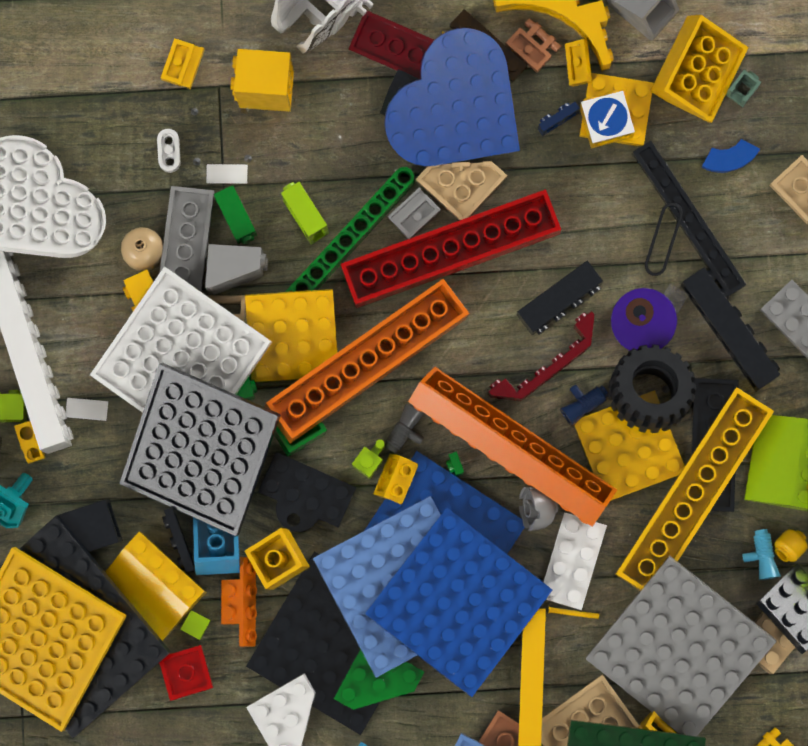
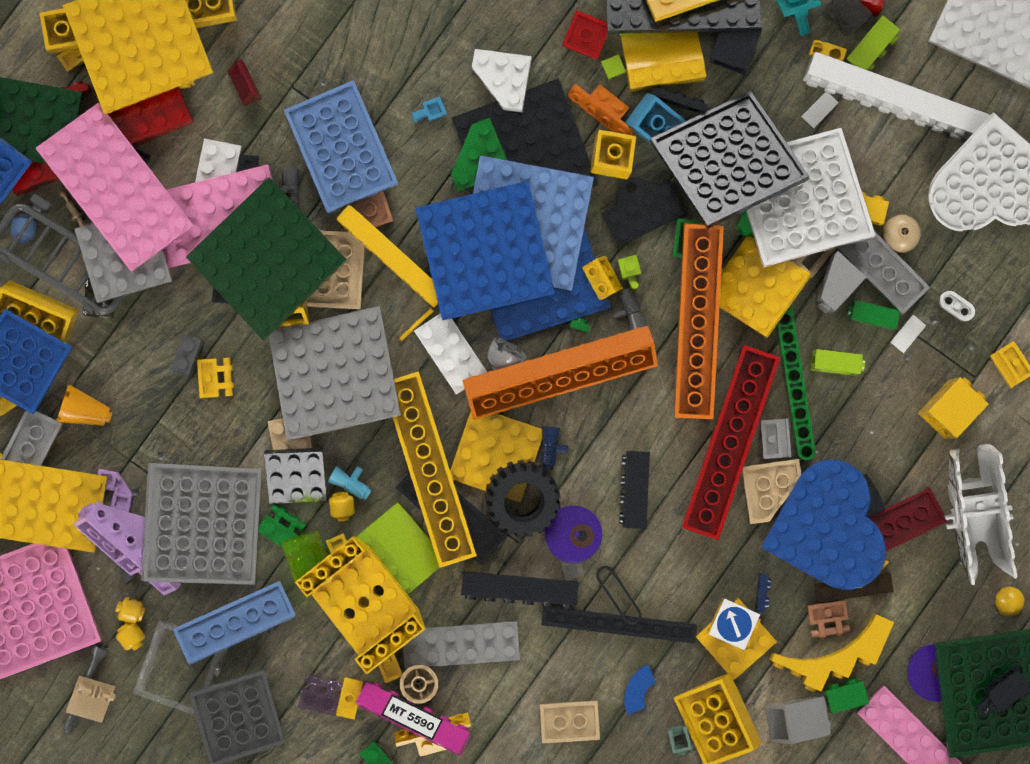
camera: 125 degrees right, 5 degrees up
(504, 389) = (603, 400): dark red slope -> none
(578, 62) = (790, 639): yellow plate -> none

